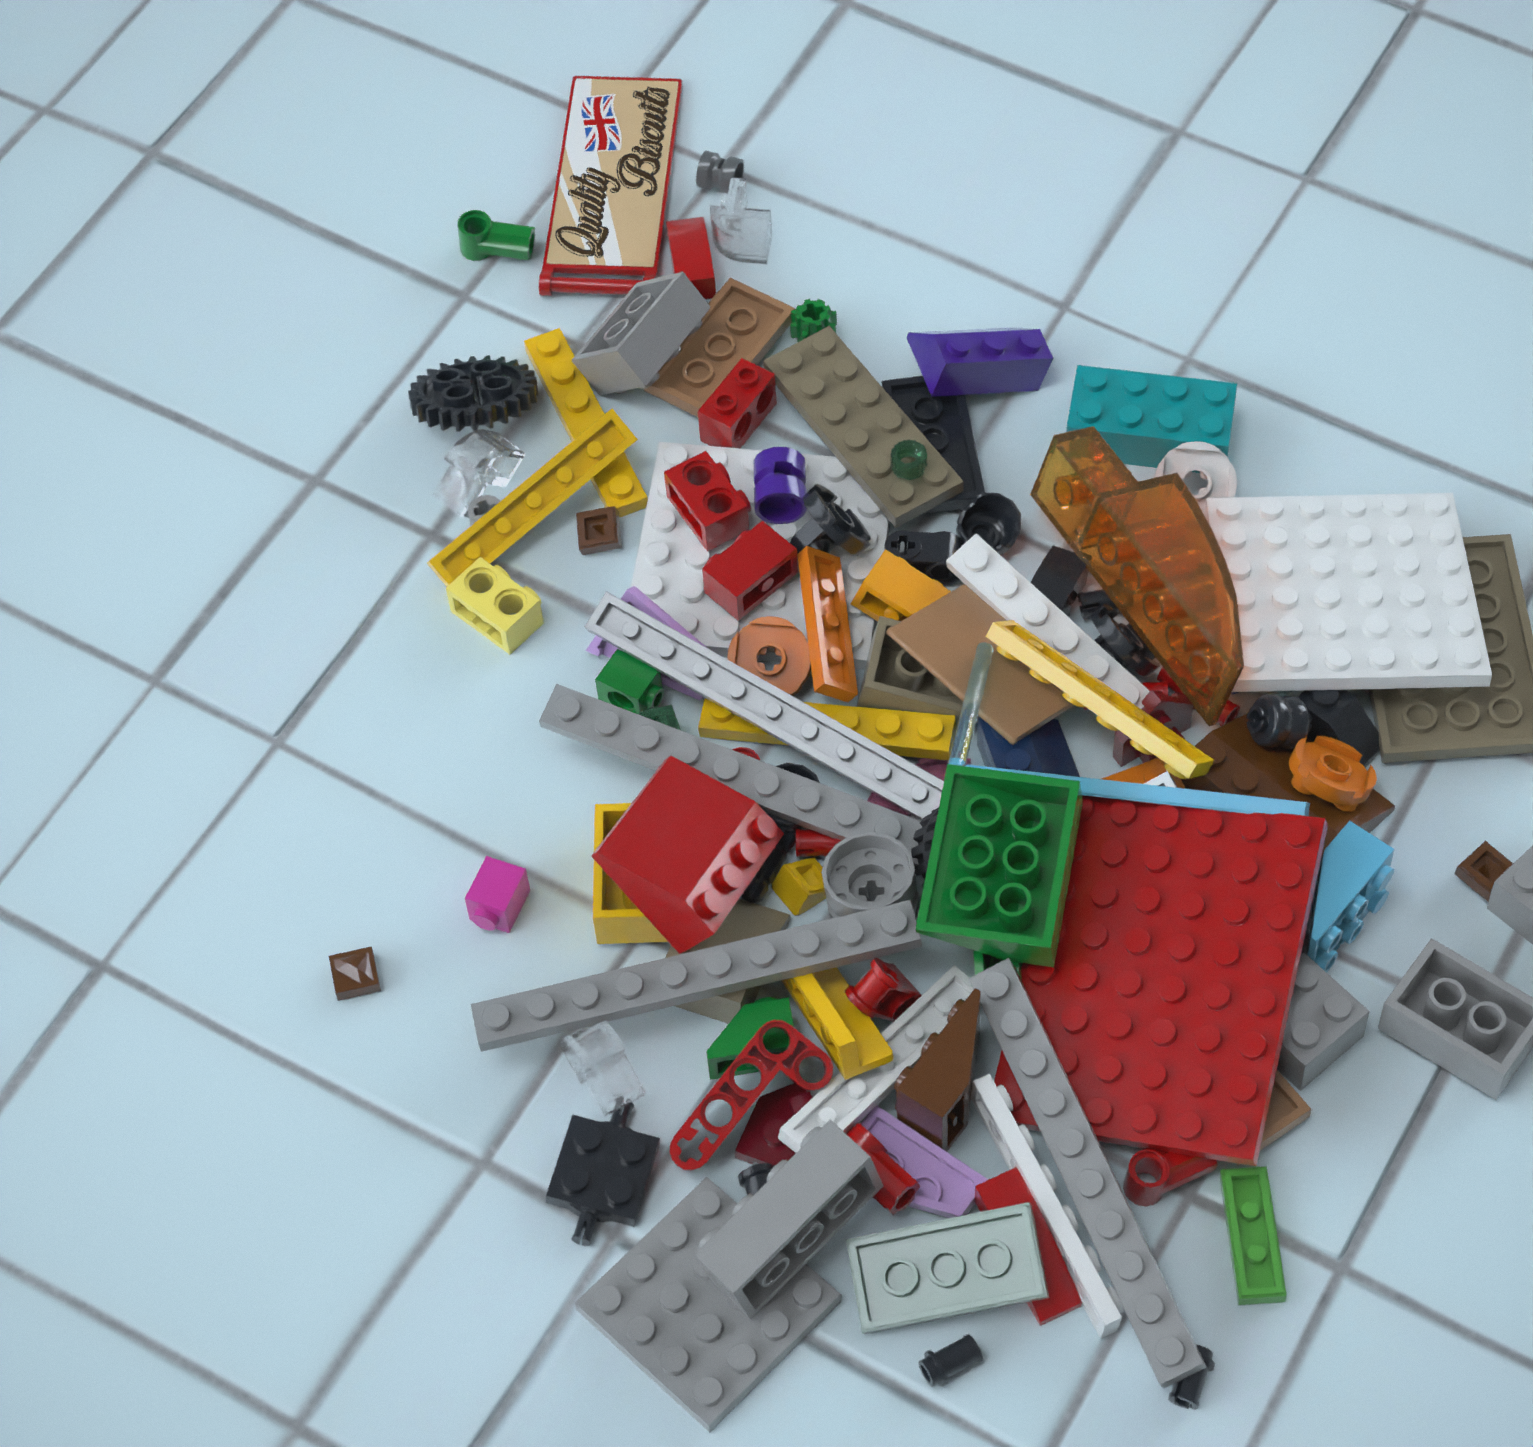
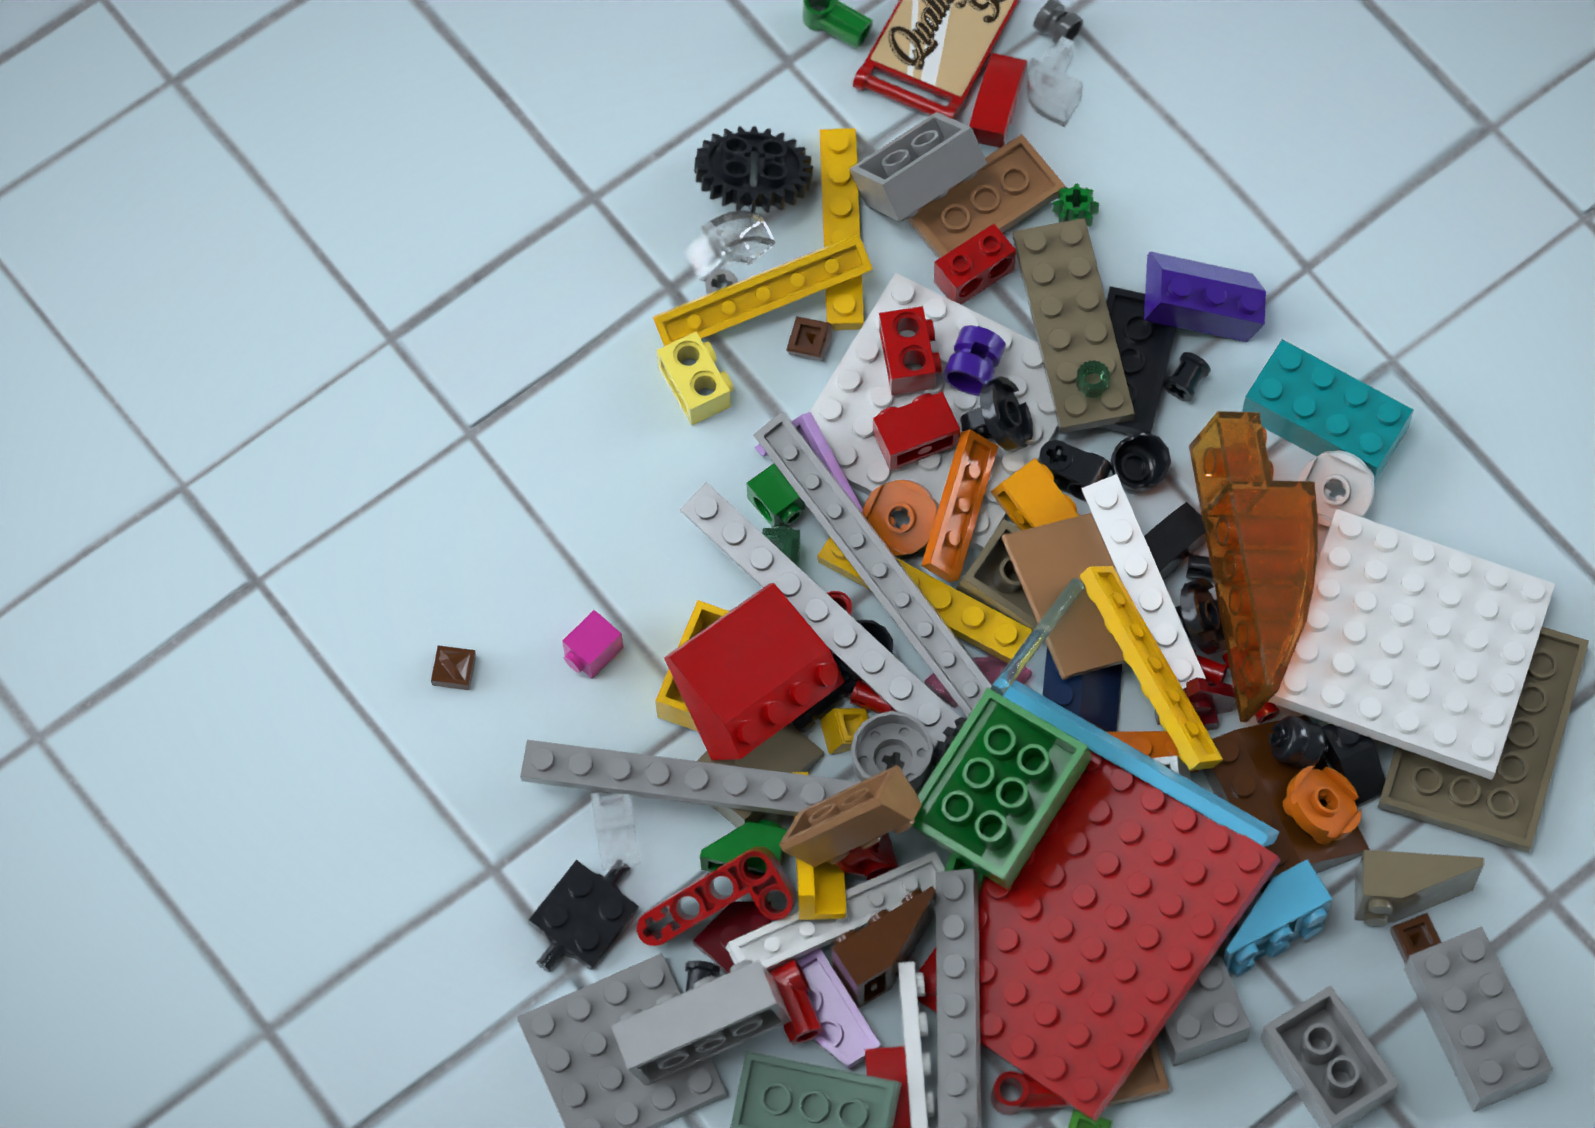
camera: 20 degrees right, 10 degrees up
(864, 945) = (852, 819): none -> medium nougat slope
(996, 436) = (1187, 376): none -> black bush
(1452, 815) = (1405, 883): none -> dark tan slope

